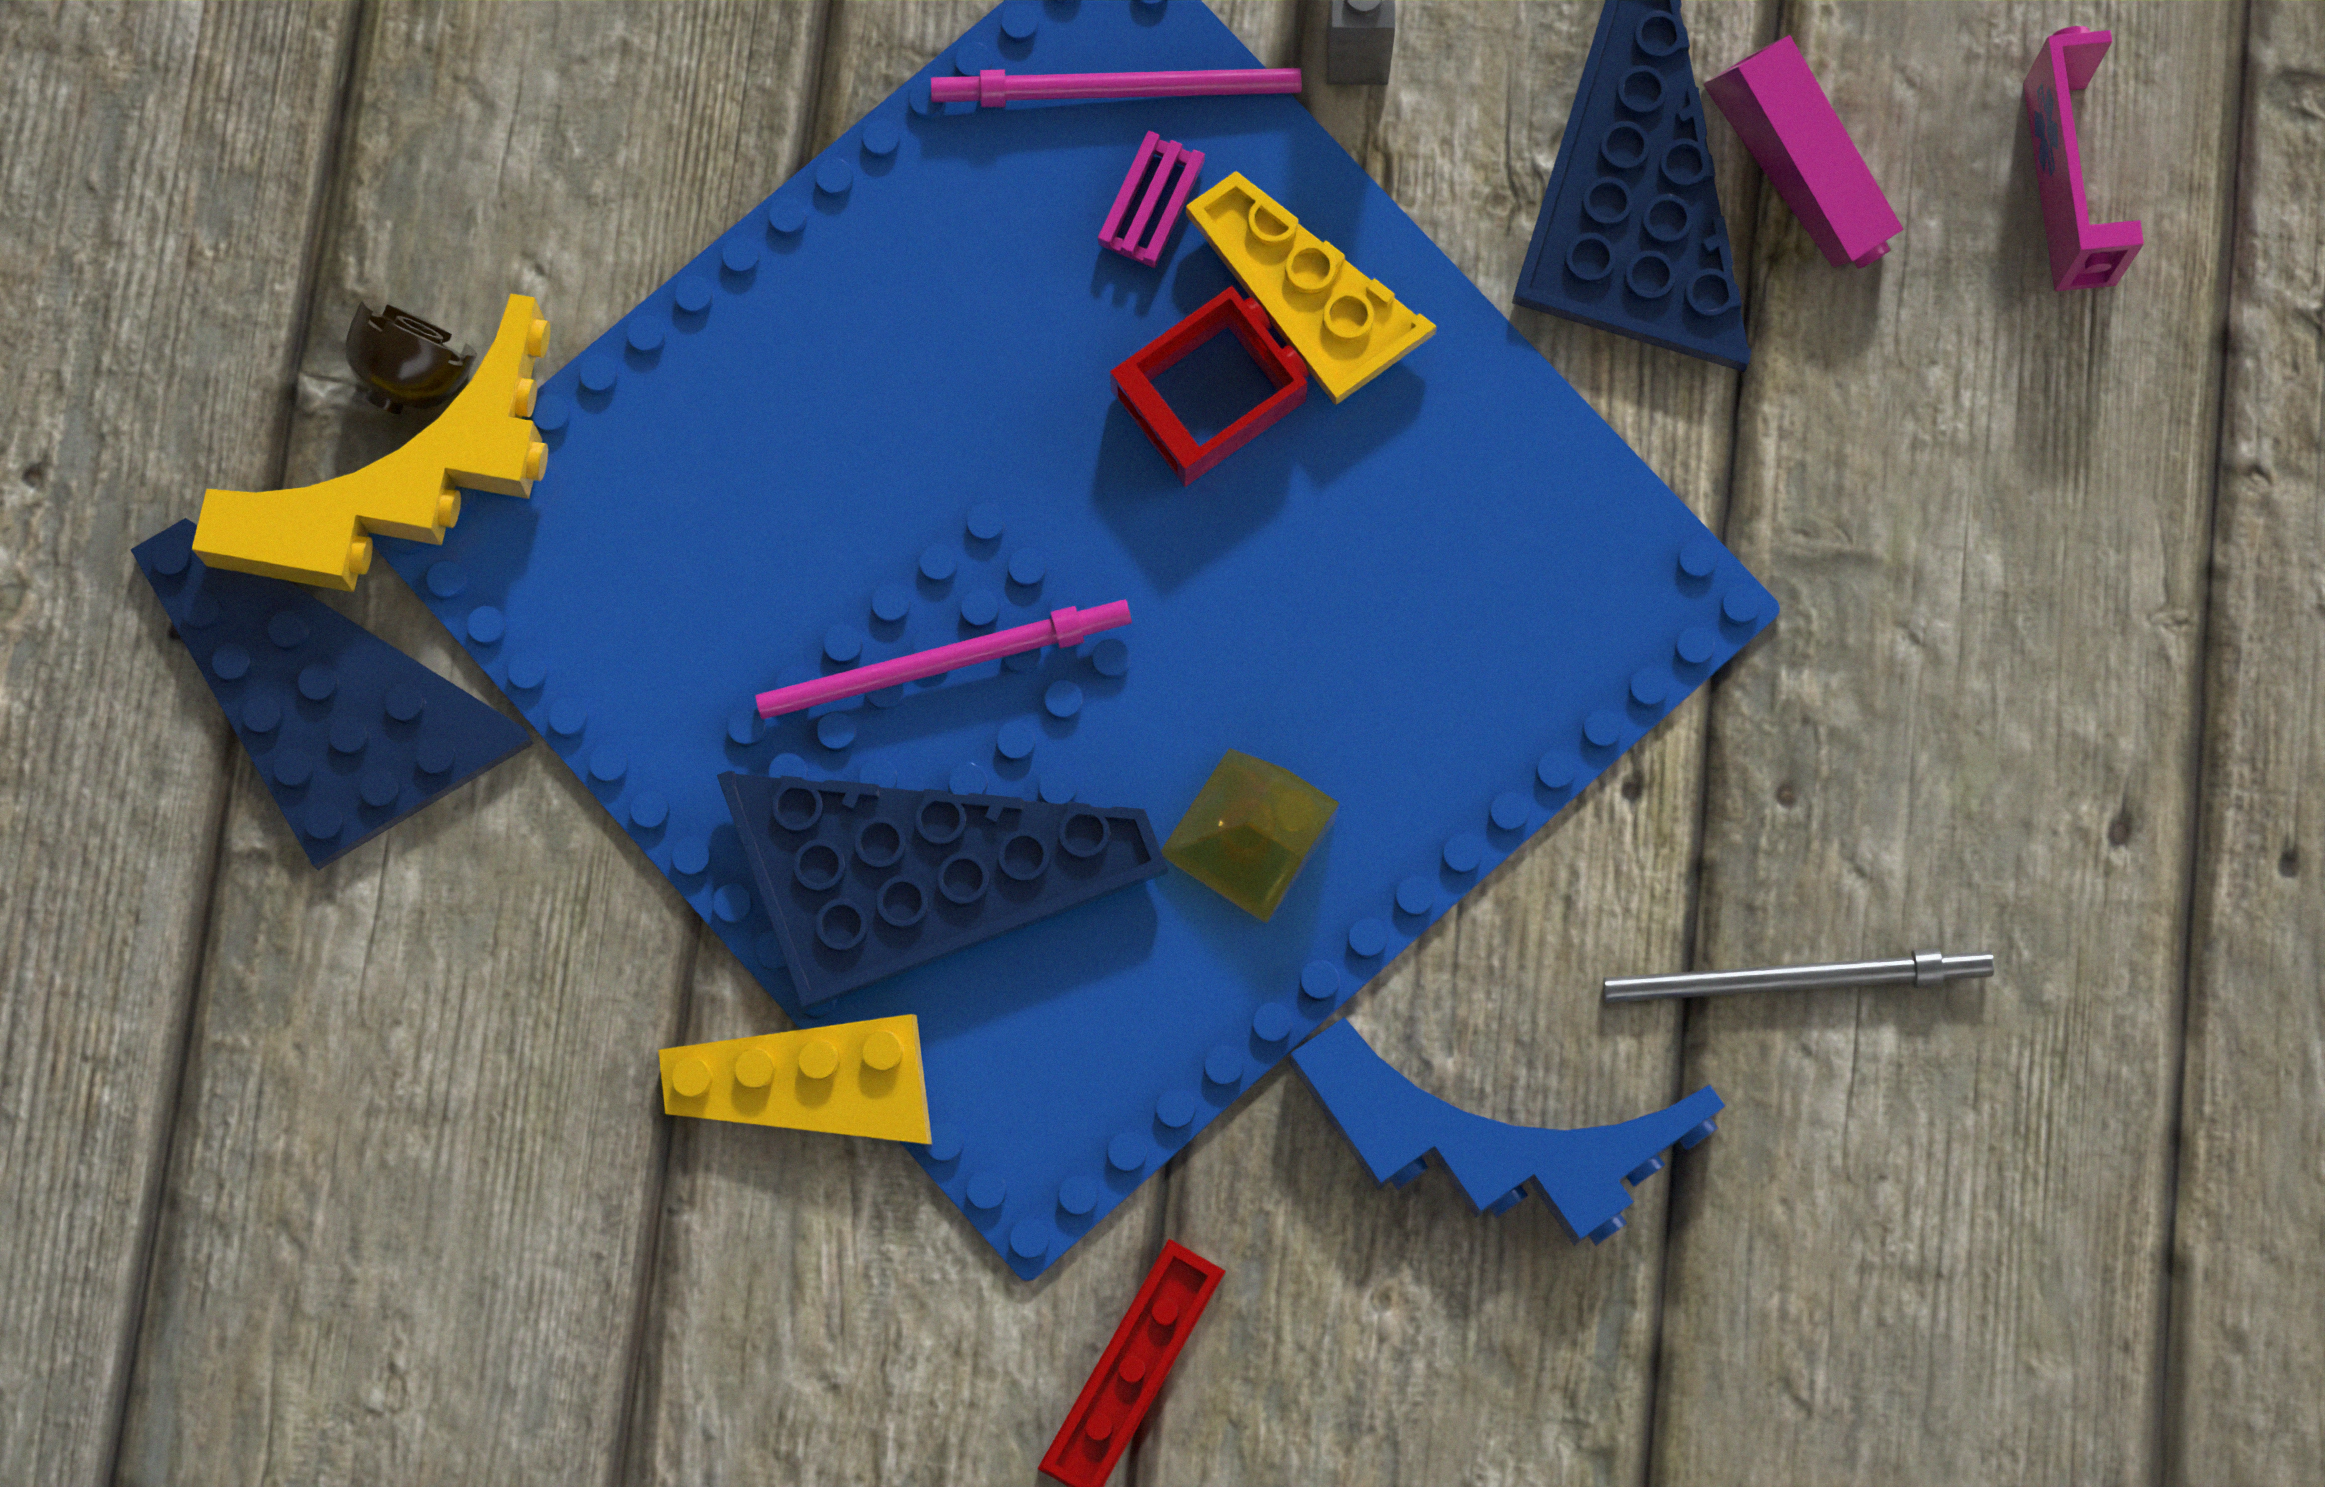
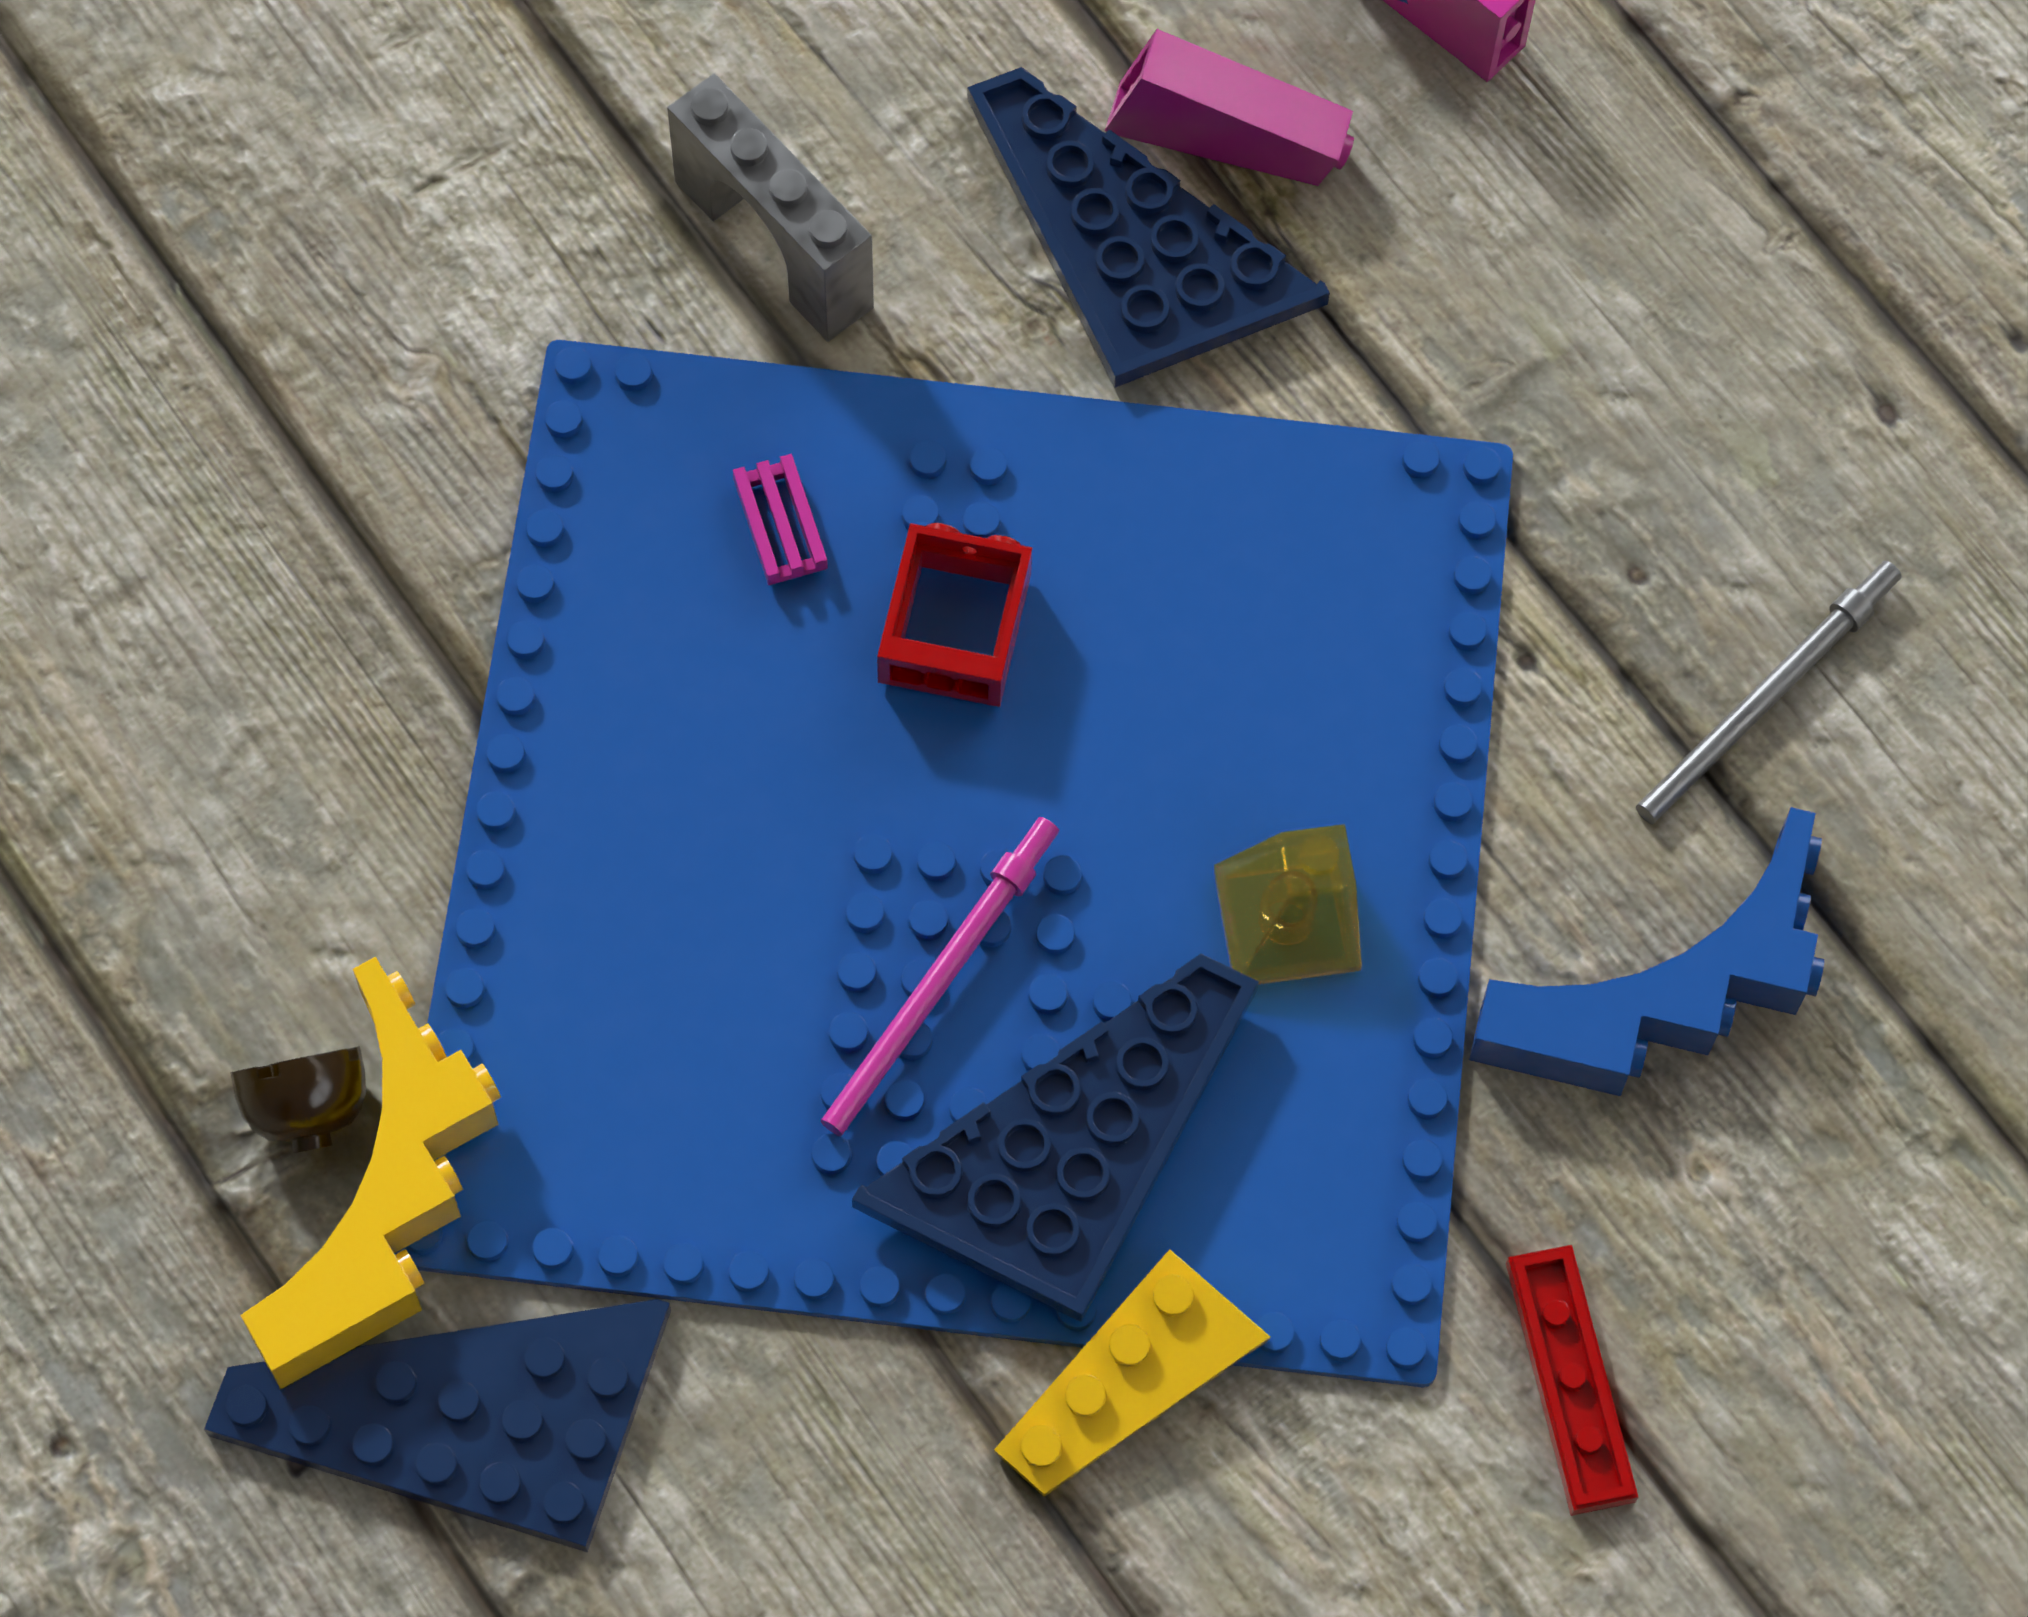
camera: 45 degrees left, 10 degrees down
(995, 88) = (586, 529): dark pink bar -> none
(1314, 298) = (977, 489): yellow wing -> none

